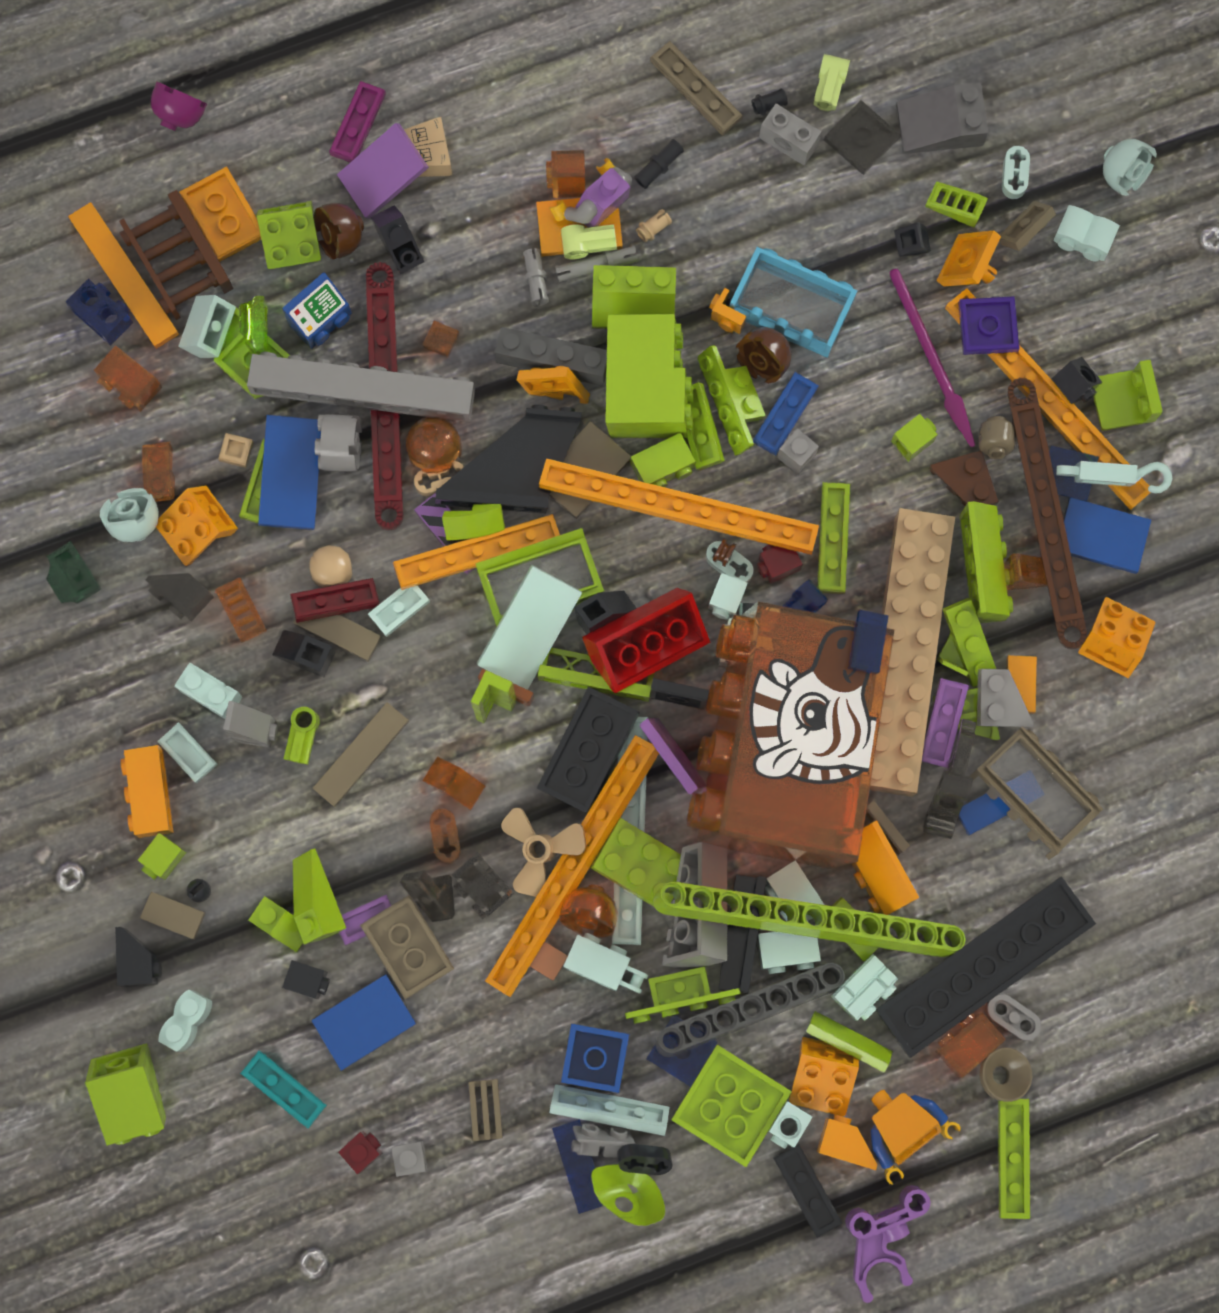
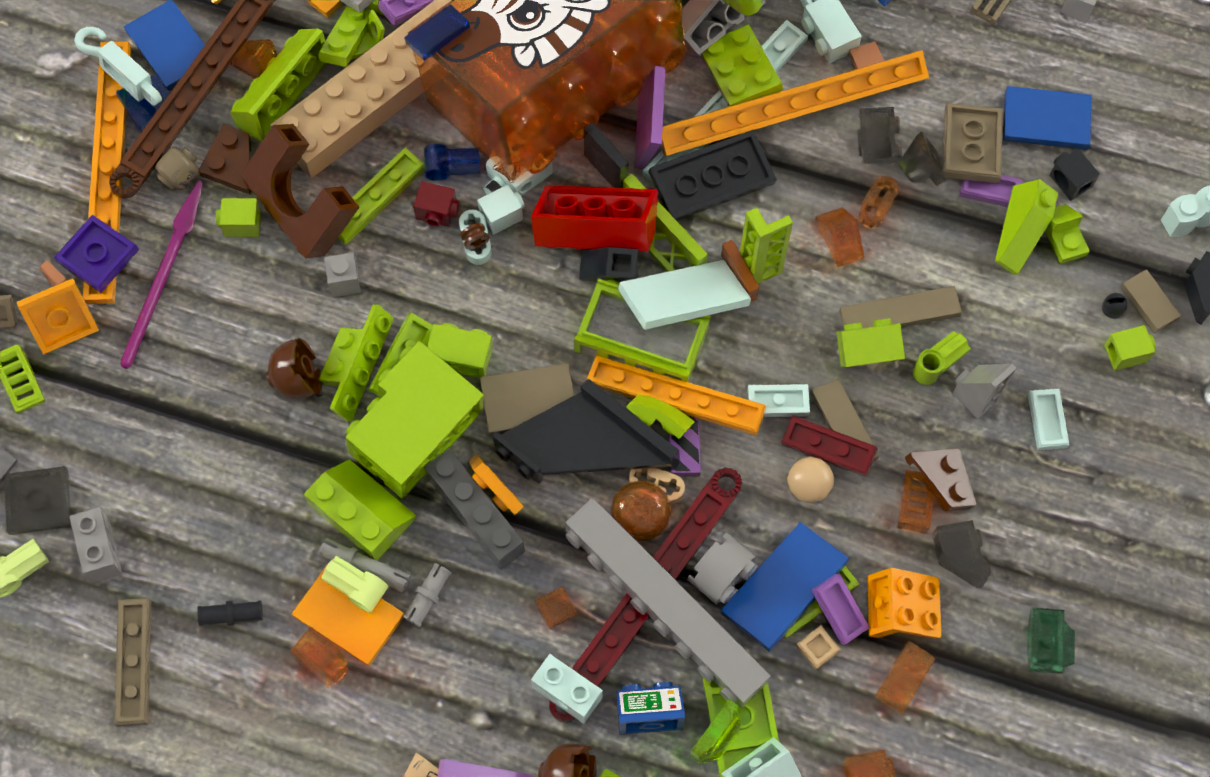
camera: 140 degrees left, 10 degrees down
(131, 515) = (961, 649): light aqua cylinder -> none
(147, 791) = (1107, 408): light orange brick -> none
(206, 690) = (996, 449): light aqua brick -> none
(232, 642) = (945, 477): none -> wing
(238, 483) = (840, 609): none -> medium lavender tile
(283, 1089) = (1146, 116): teal tile -> none
(304, 652) = (889, 419): black slope -> none
(361, 701) = (870, 344): none -> lime brick
(361, 1151) = (1118, 27): dark red brick -> none
(382, 277) = (566, 688): none -> light aqua brick
(397, 239) = (520, 728): black slope -> none
(533, 875) = (785, 119): tan piece -> none
(591, 910) = (805, 61): clear orange cylinder -> none
(599, 199) = (314, 605): torso -> none
(654, 225) = (287, 560): tan pin -> none
(679, 506) = (482, 297): light orange plate -> none
(728, 318) = (298, 442): light orange bracket -> none
(765, 103) = (90, 595): black pin -> none
(785, 413) = (323, 318): blue tile -> none
(793, 300) = (230, 399): window -> none
(912, 240) = (85, 379): black slope -> none
(915, 479) = (270, 179): none -> reddish brown arch
(1001, 288) = (52, 275): none -> nougat tile
(1077, 381) = (72, 160): black brick -> none
(1128, 398) = (46, 122): lime bracket -> none

